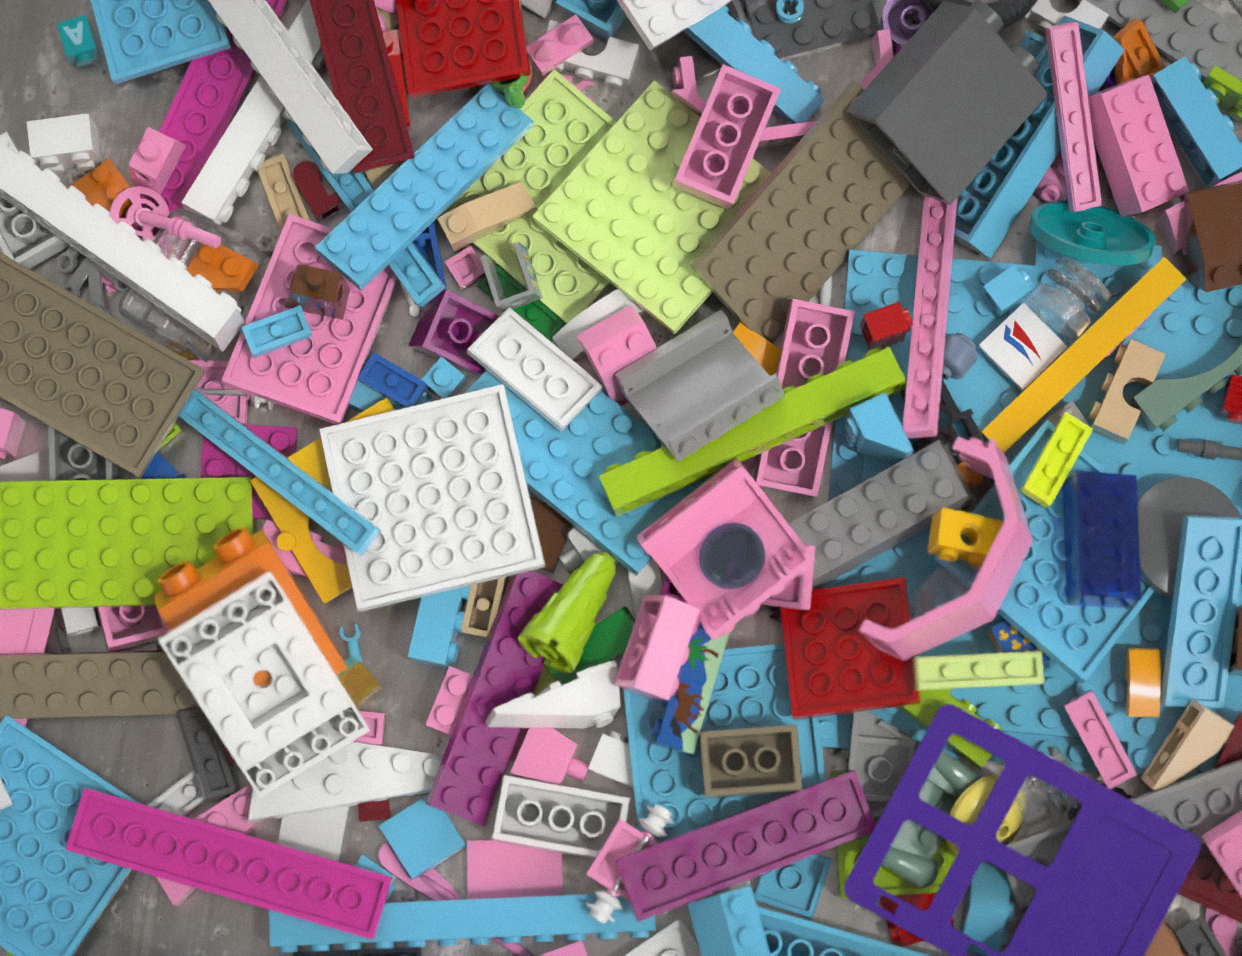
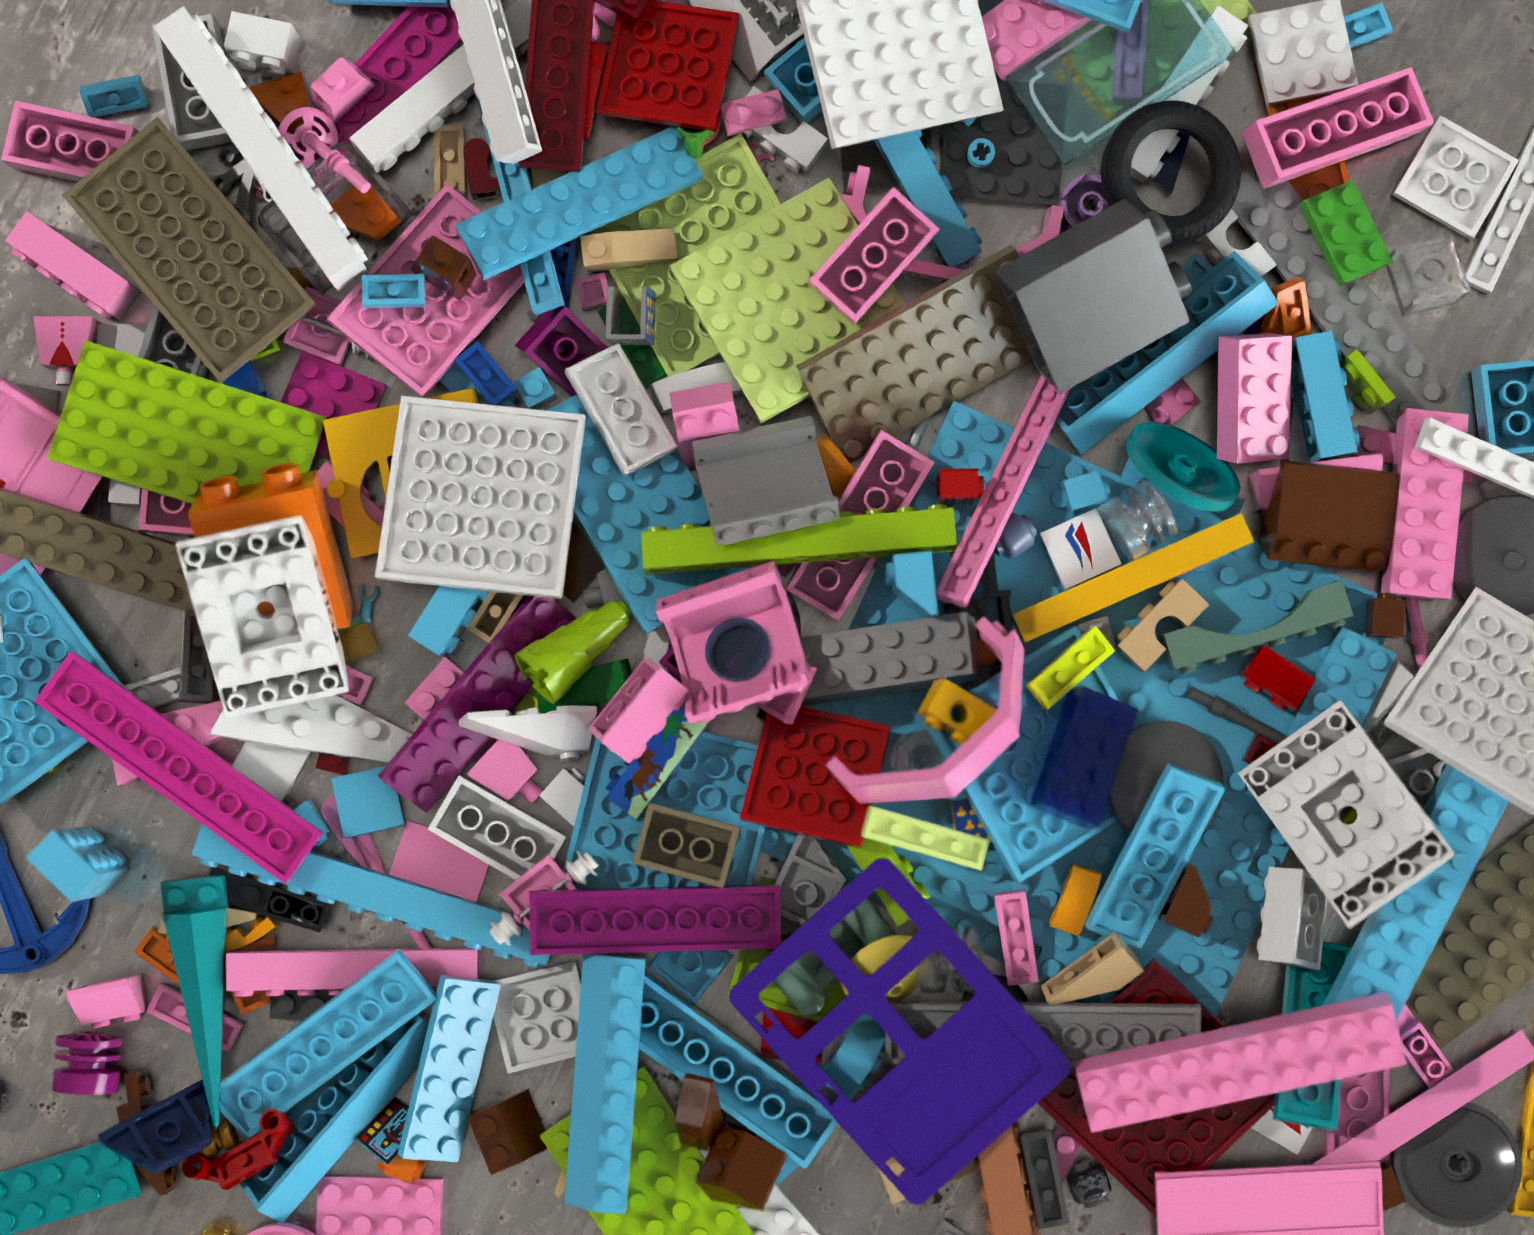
camera: 20 degrees right, 5 degrees up
(279, 473) = (349, 423): medium azure plate -> none
(1073, 116) = (1206, 350): bright pink tile -> none

